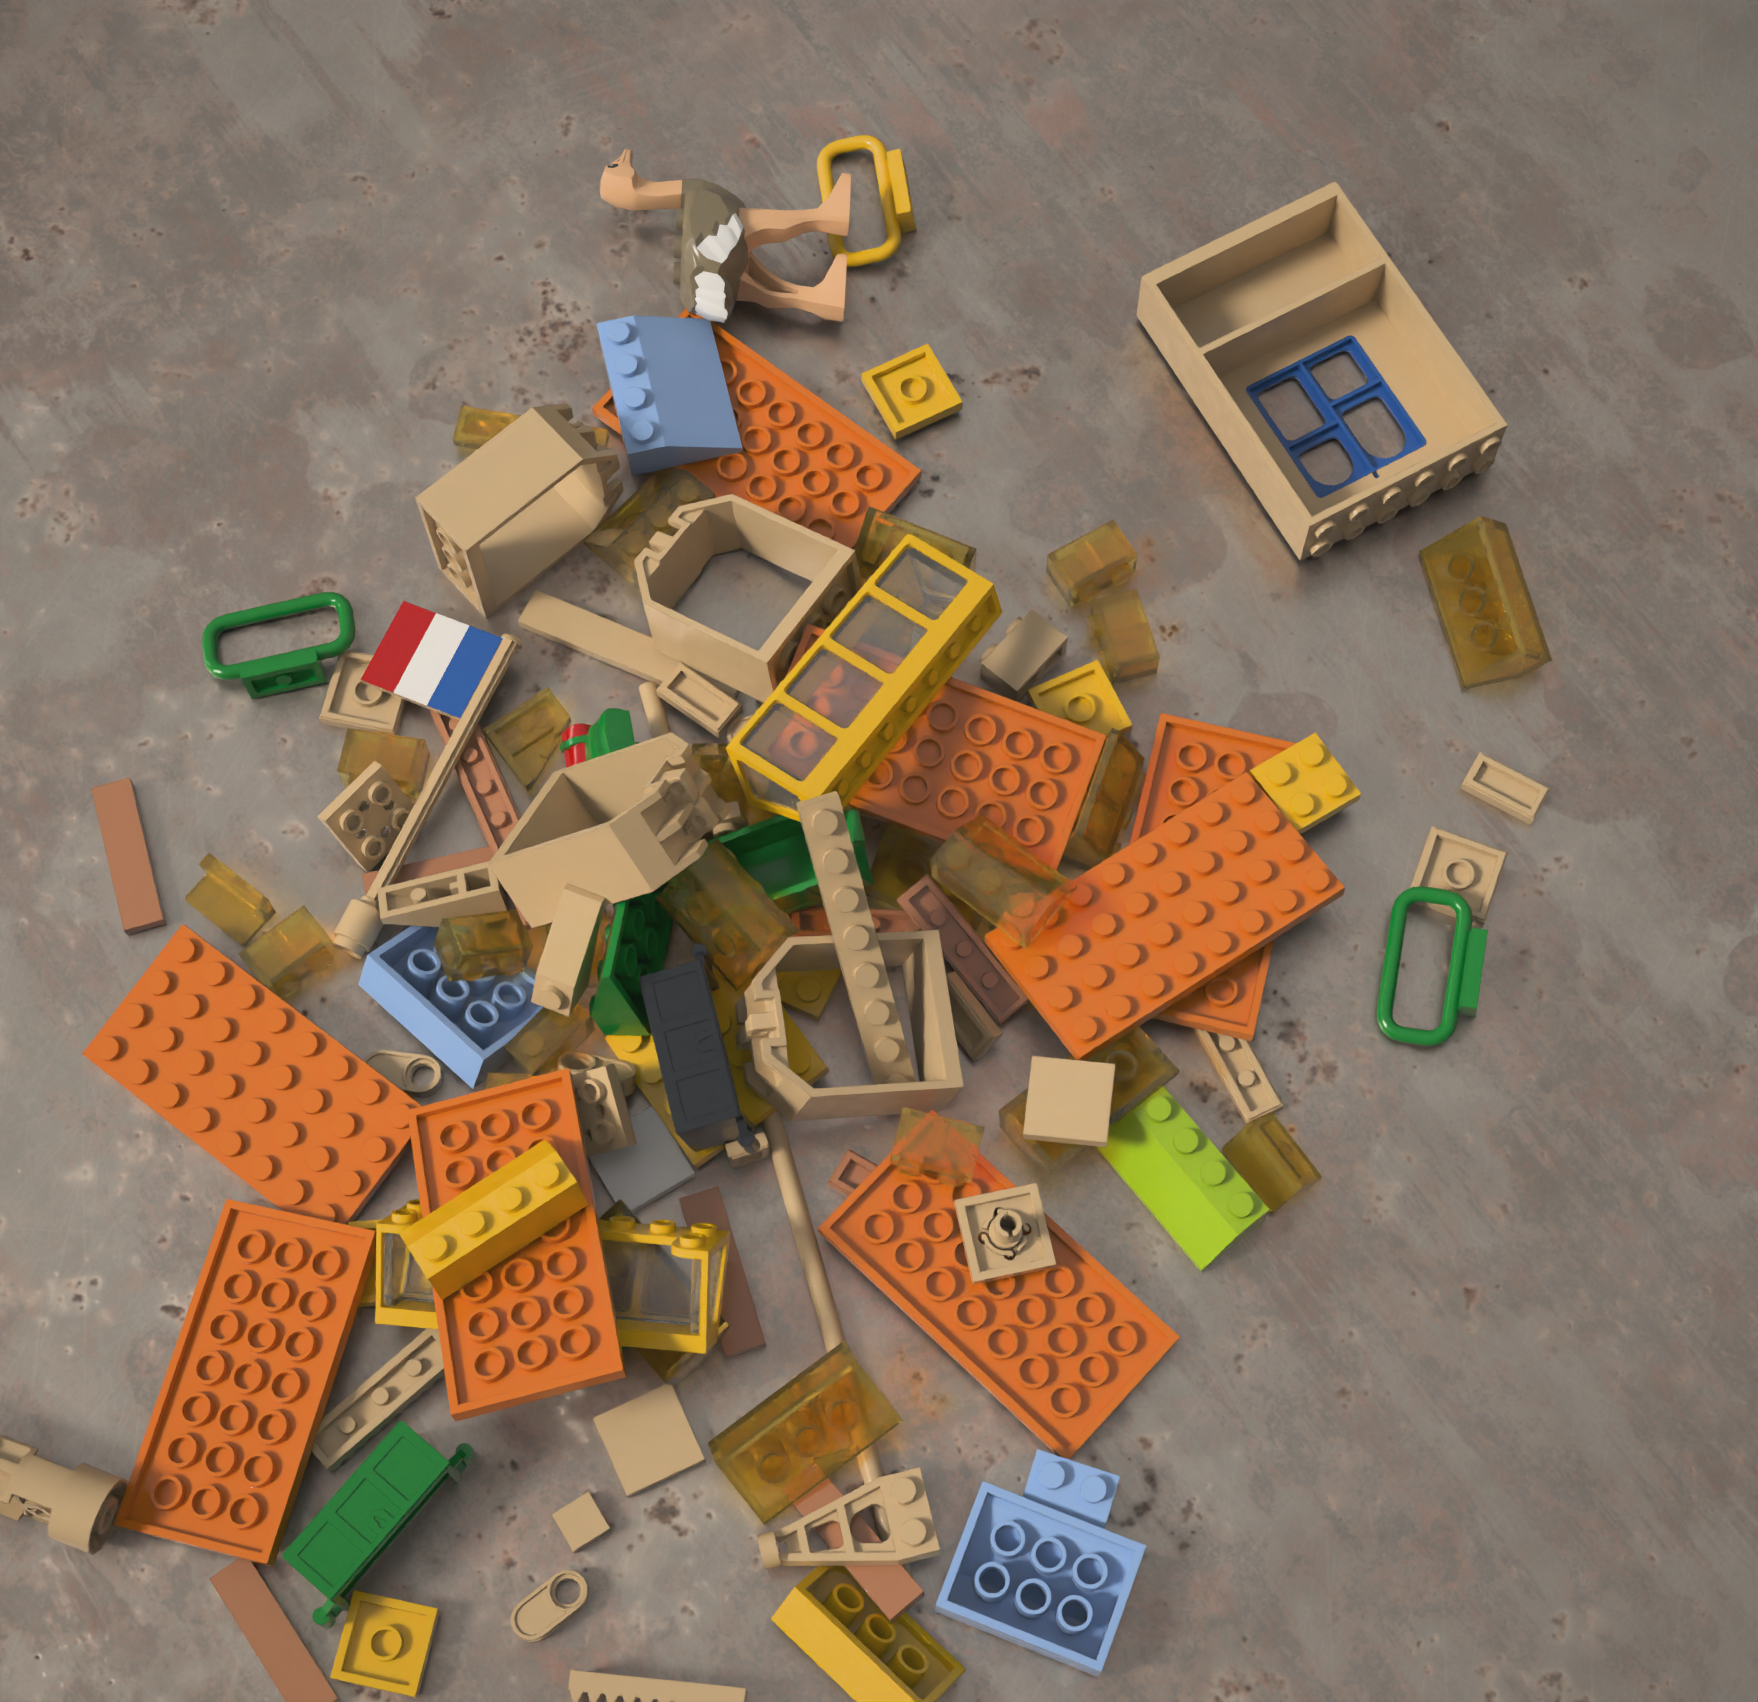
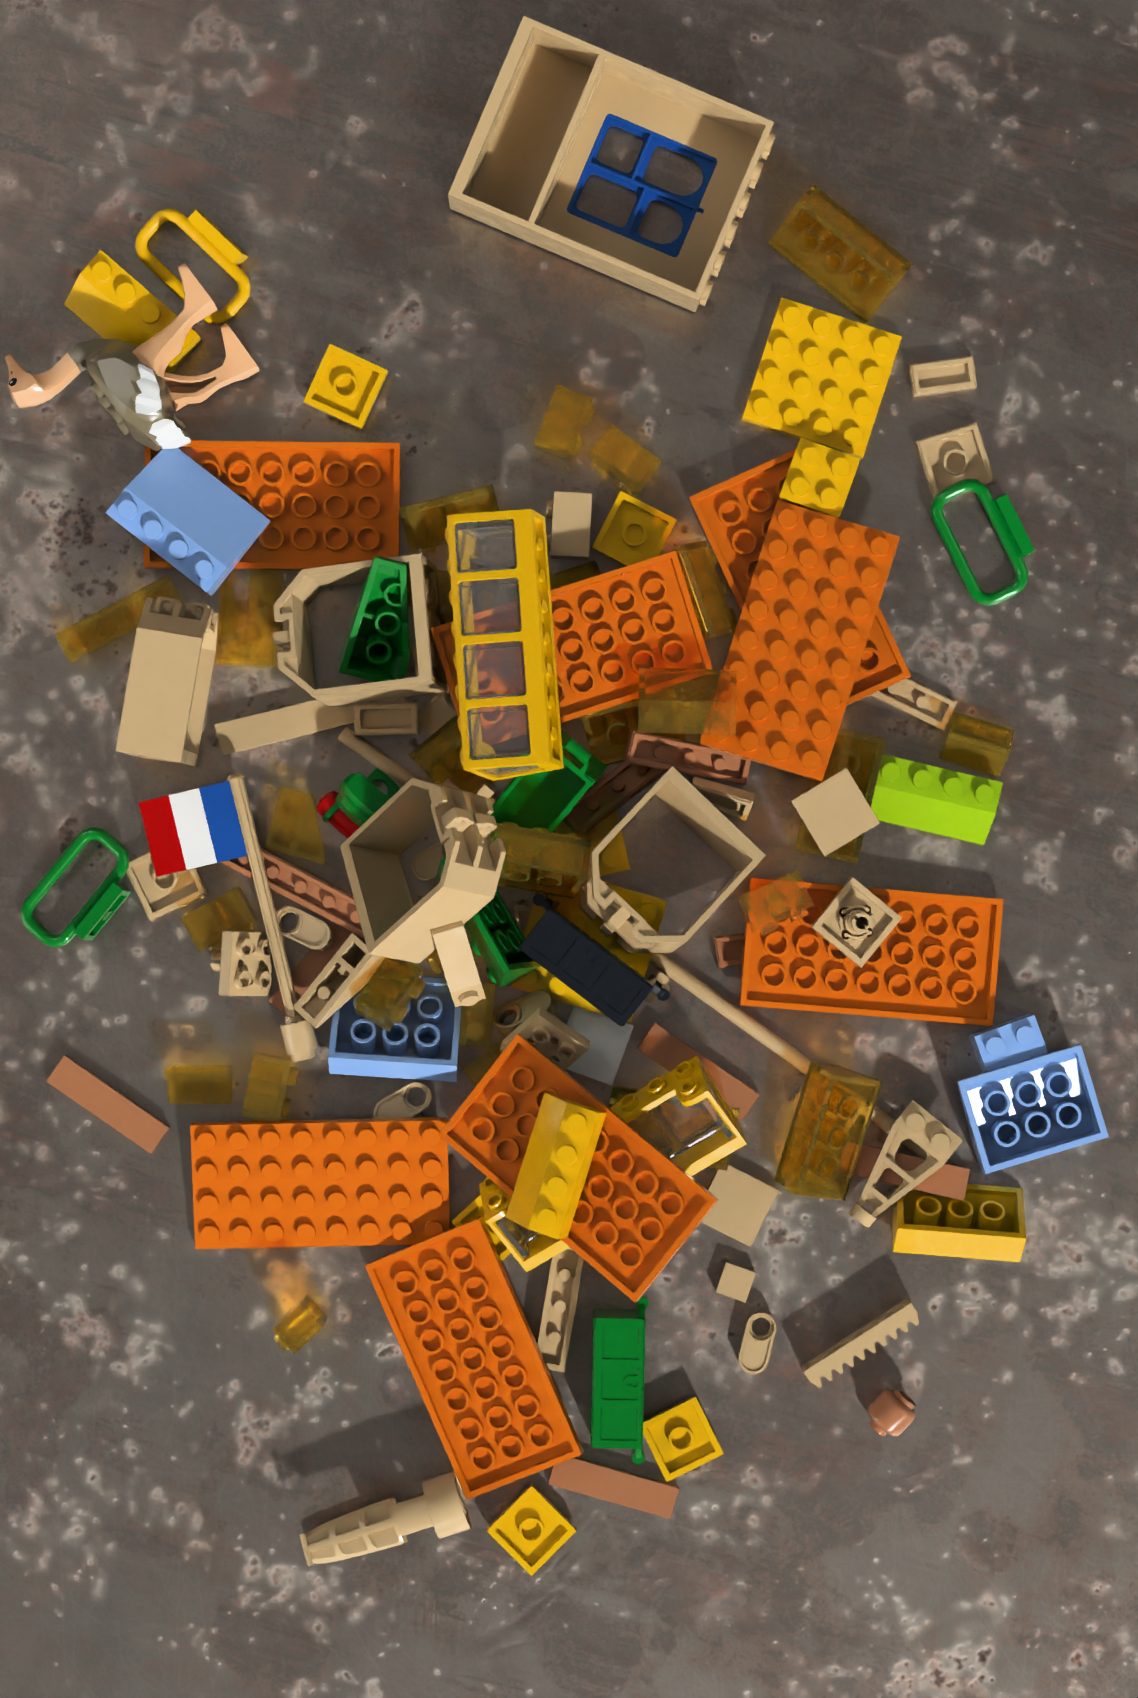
camera: 35 degrees left, 20 degrees up
(110, 1200) = (299, 1325): none -> clear yellow brick
(150, 1614) = (531, 1529): none -> yellow plate
(457, 838) = (309, 929): none -> tan piece
(764, 175) = (122, 308): none -> yellow slope
(768, 589) = (378, 630): none -> green wedge
(855, 939) = (637, 822): tan plate -> none
(1381, 703) = (821, 377): none -> yellow plate

